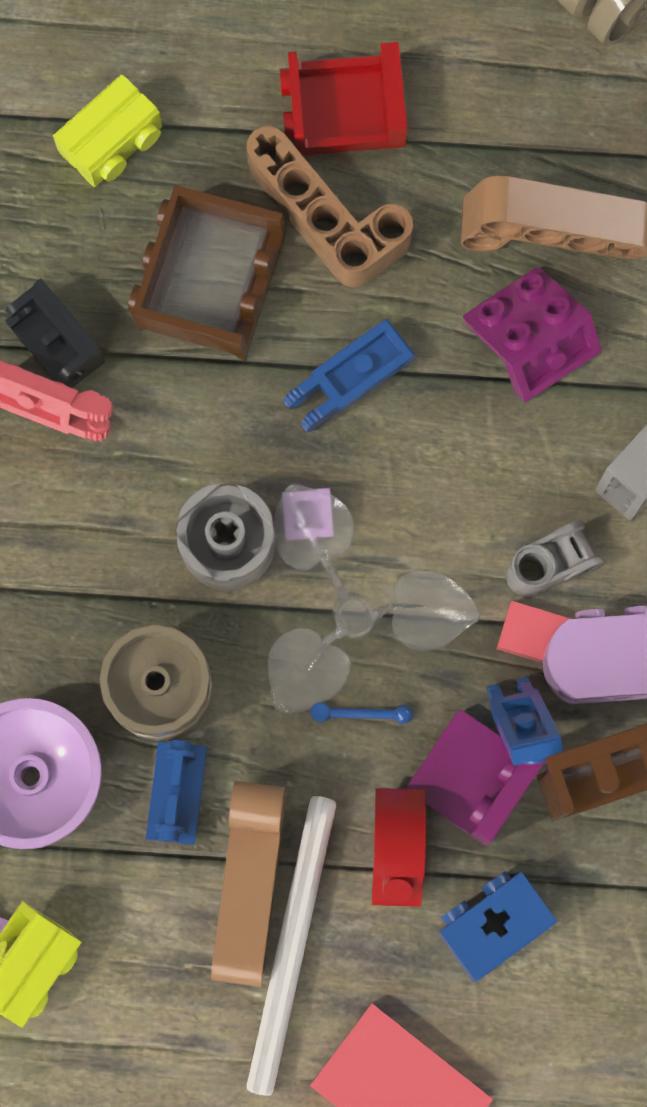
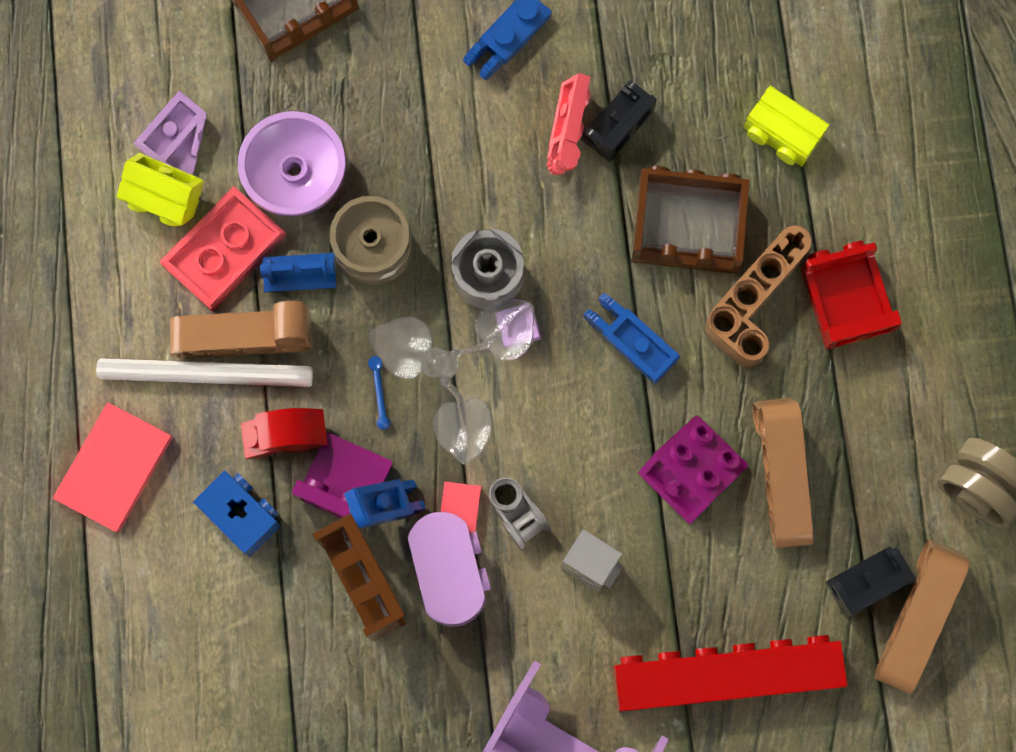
camera: 80 degrees right, 0 degrees up
(120, 893) = (223, 248): none -> coral tile

